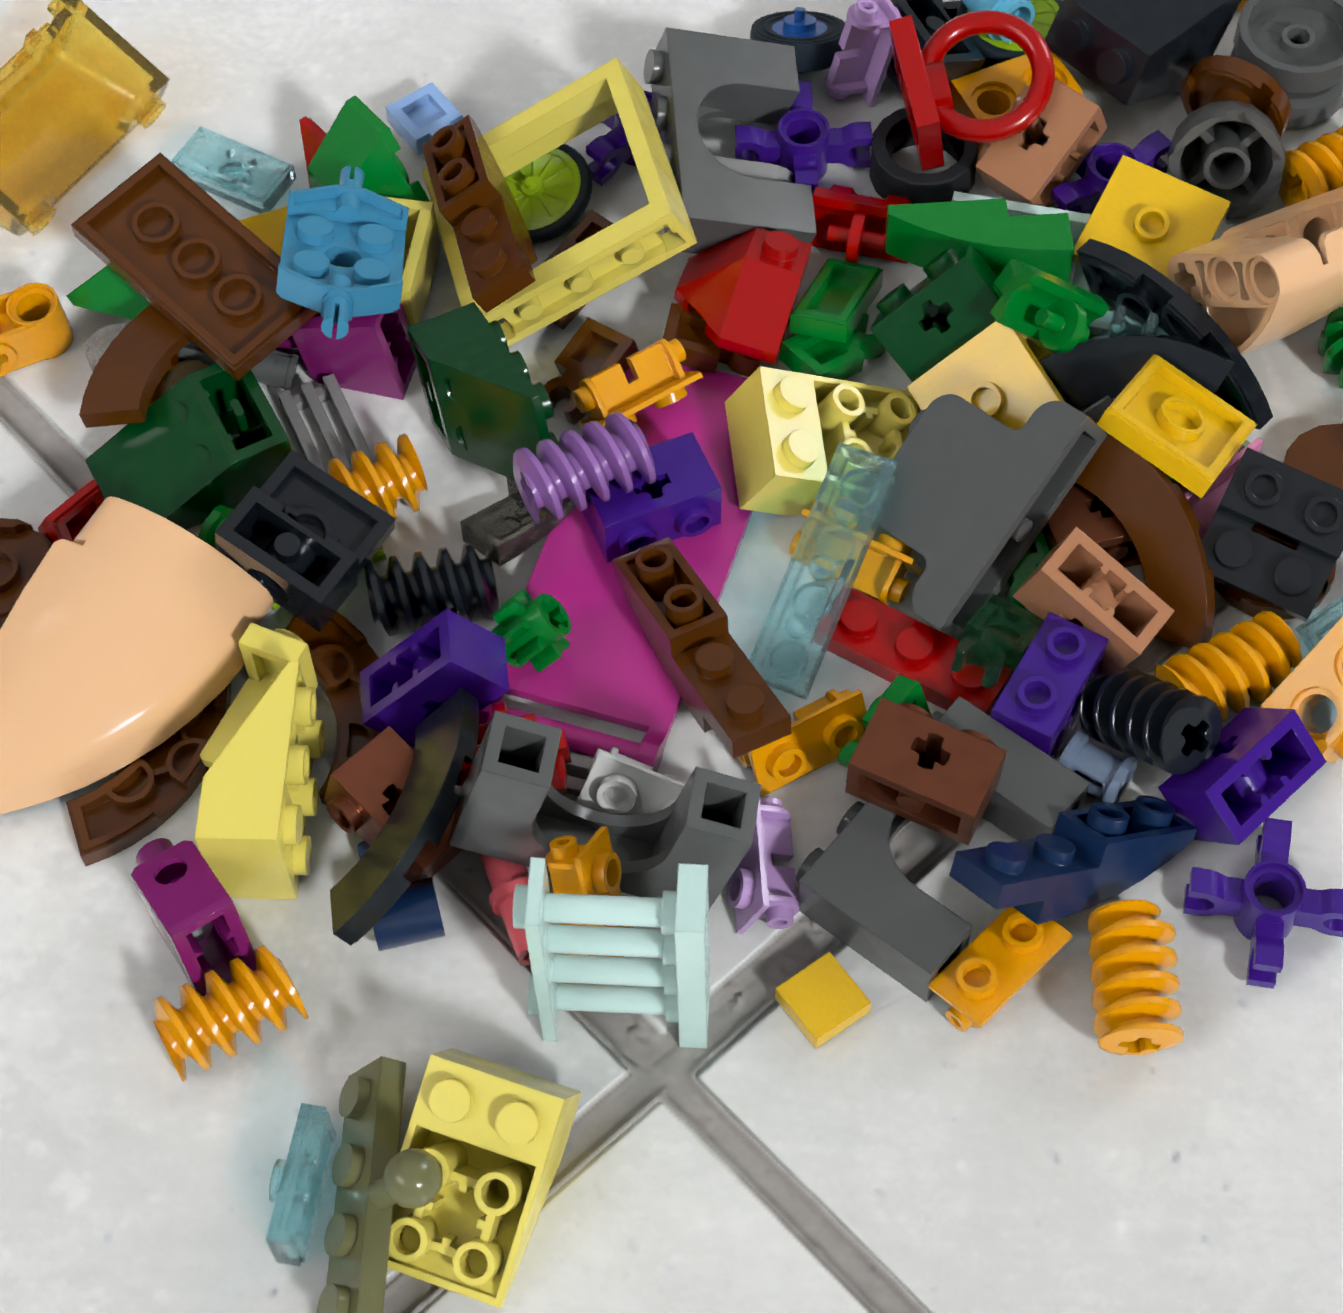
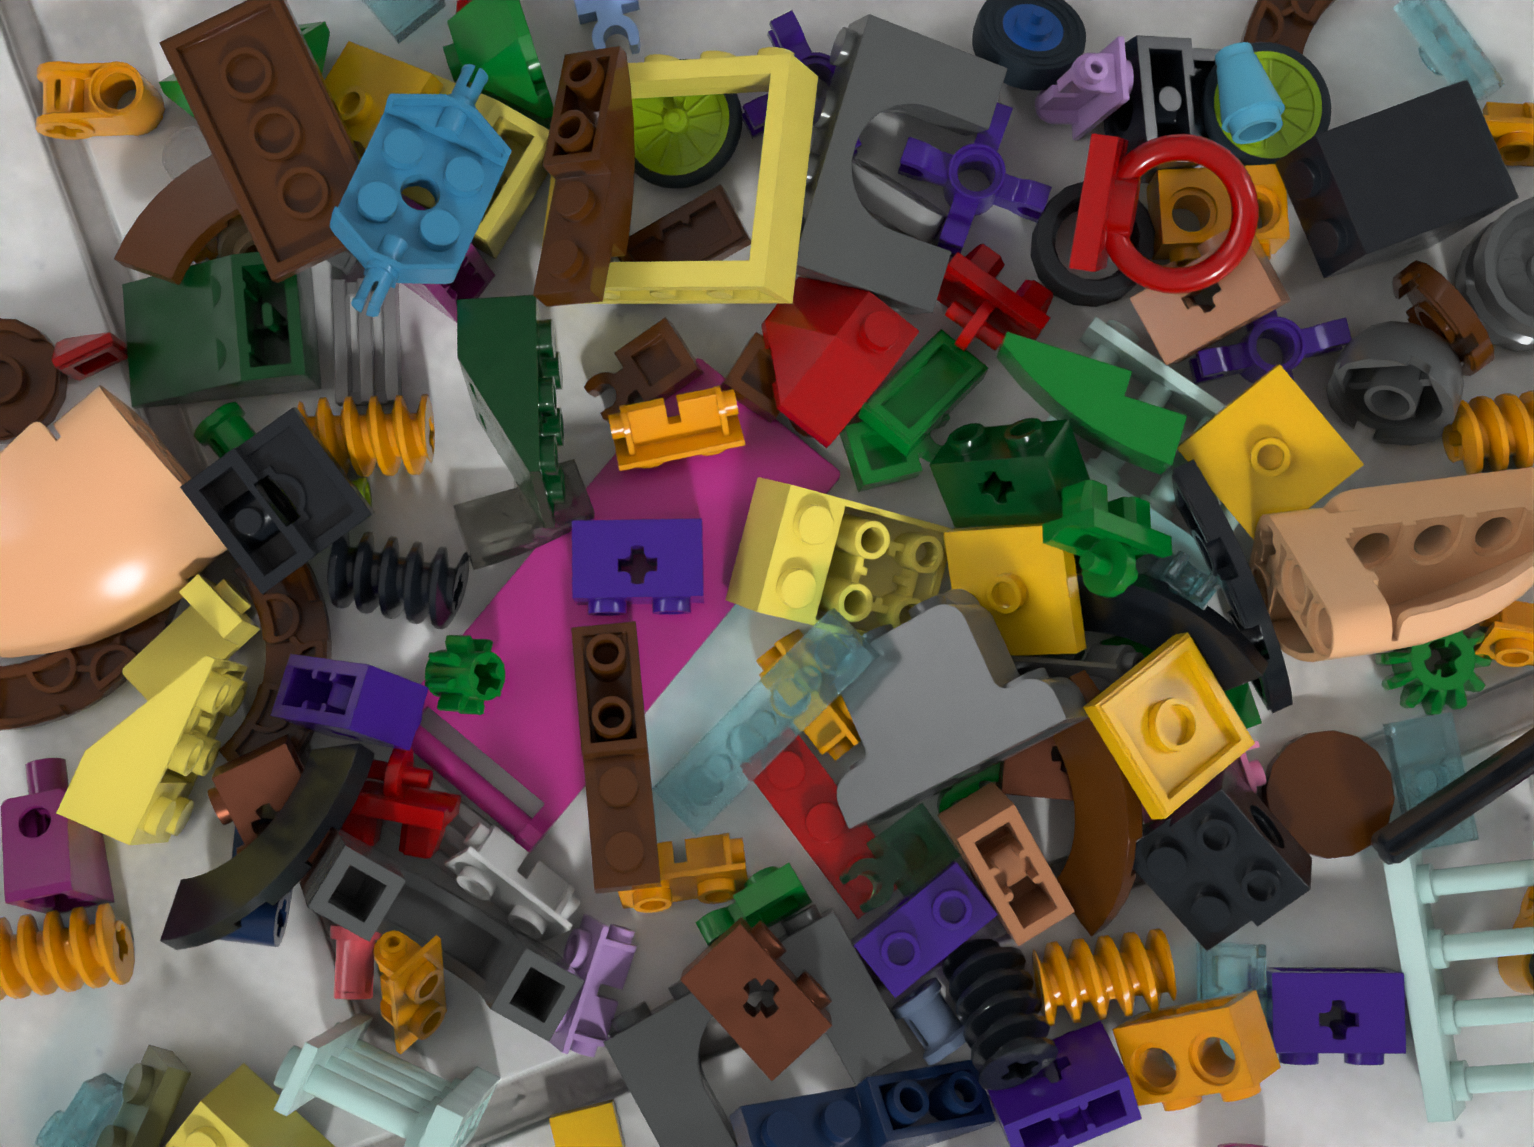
camera: 20 degrees right, 25 degrees up
(582, 464) = (567, 542): medium lavender piece -> none

